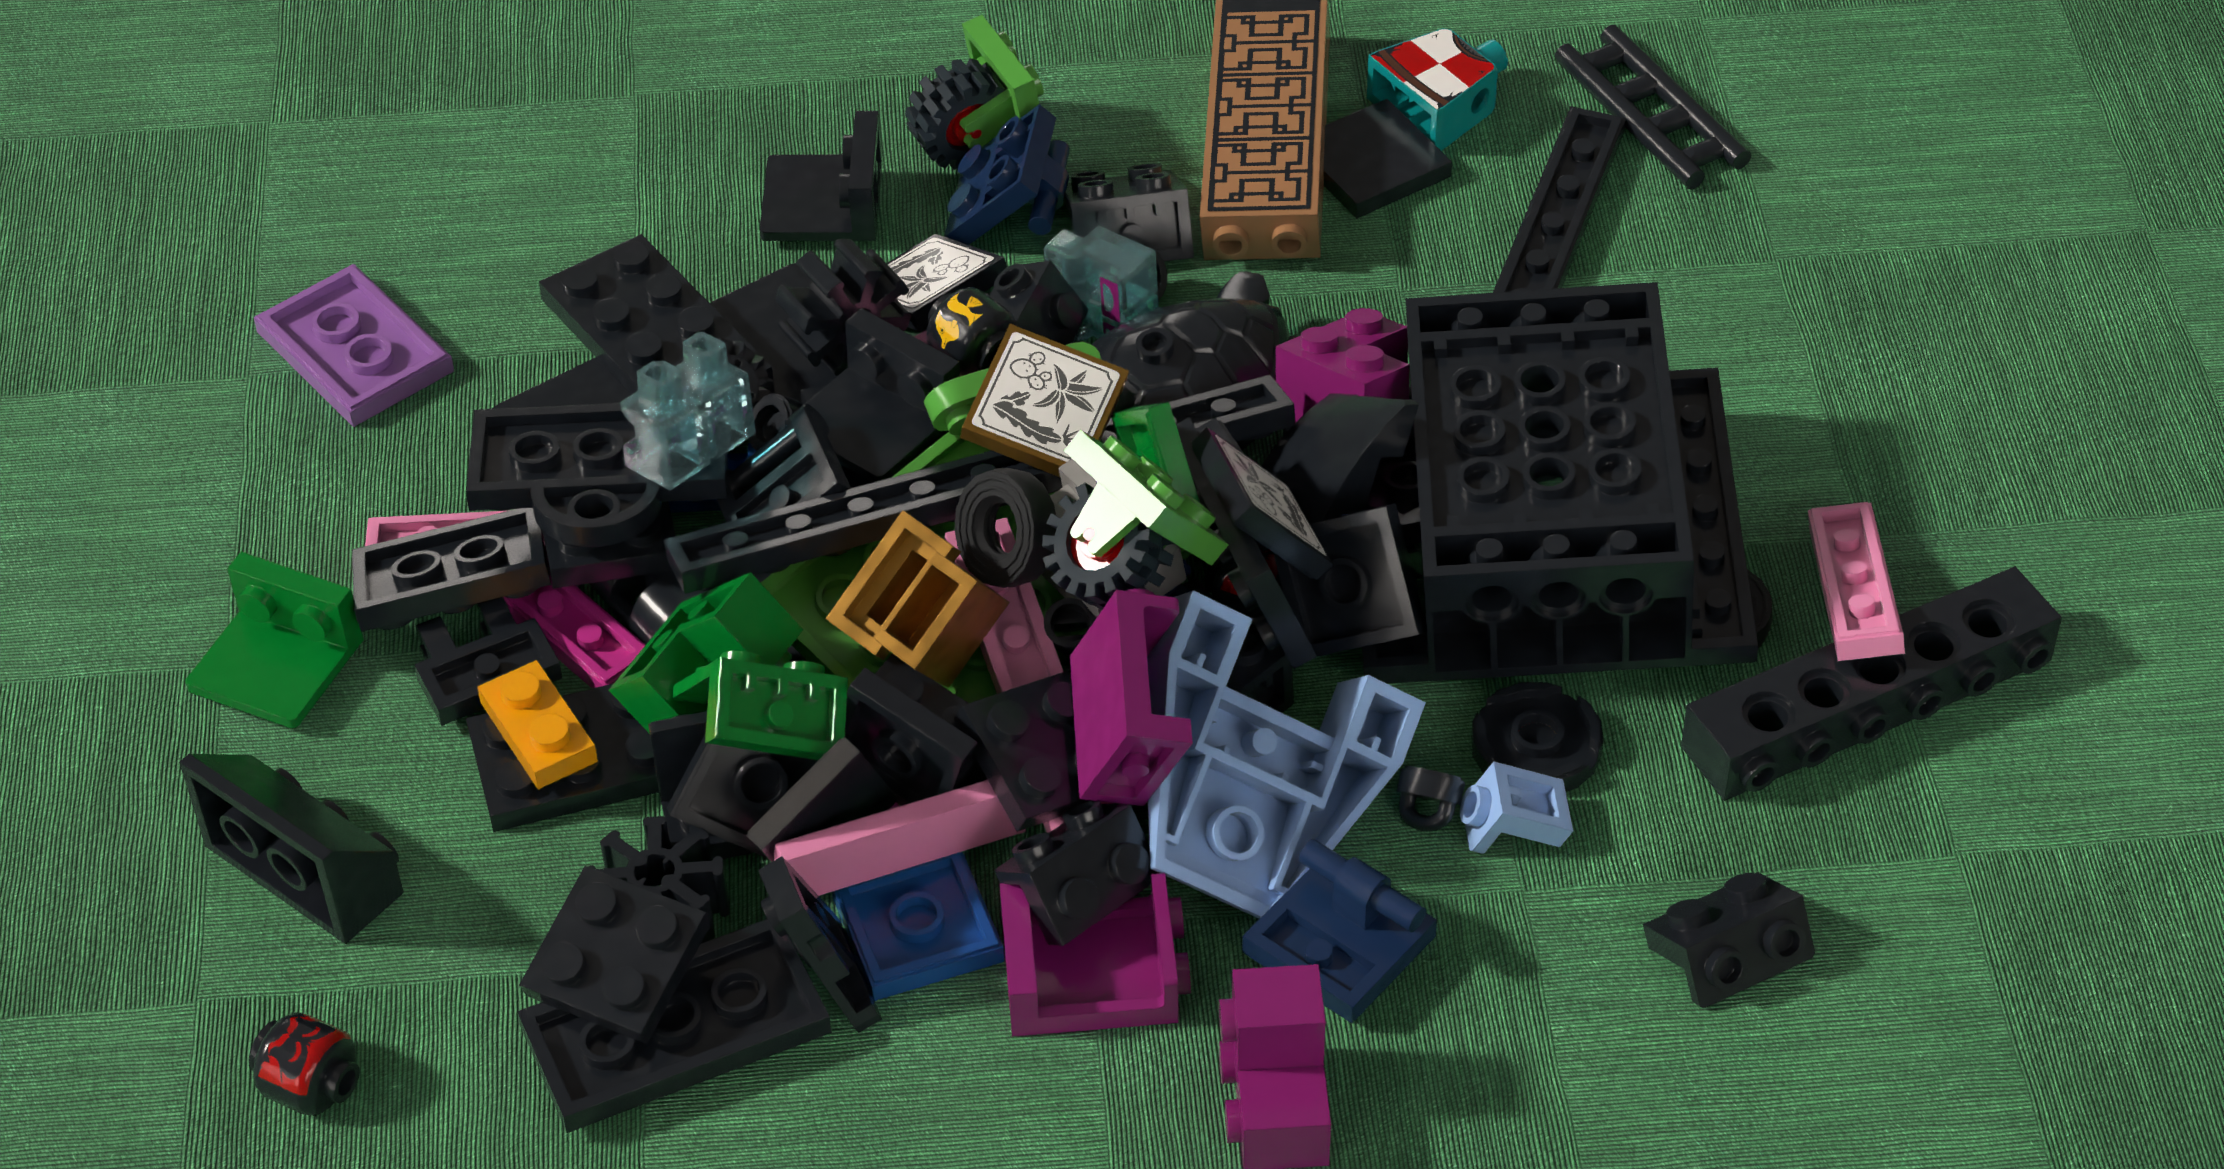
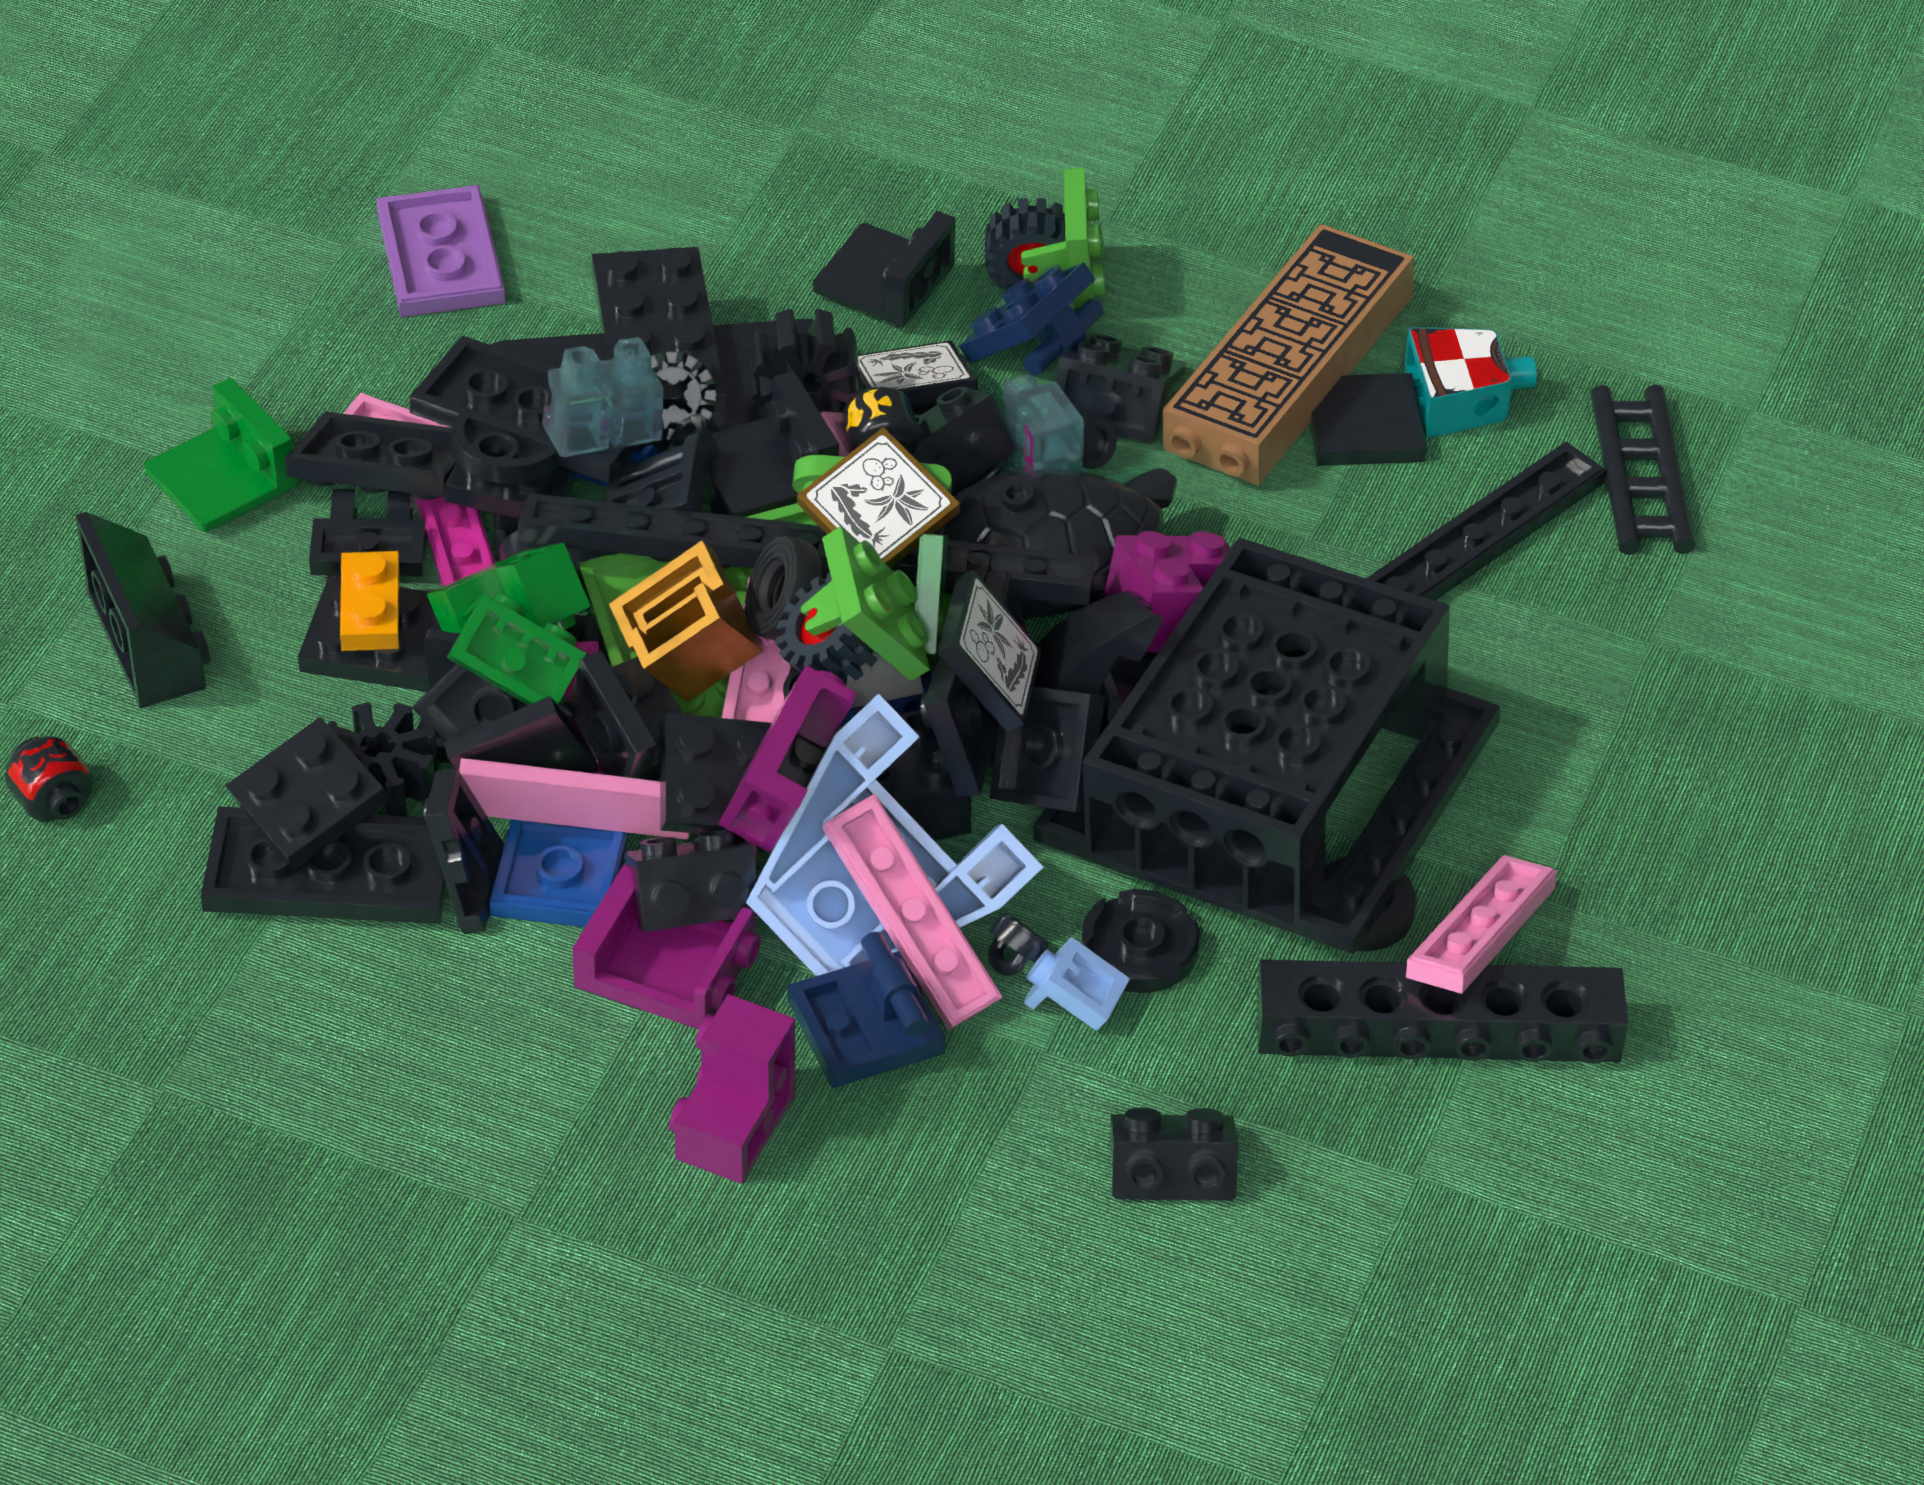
camera: 25 degrees right, 0 degrees up
(1324, 801) = (911, 912): none -> bright pink tile

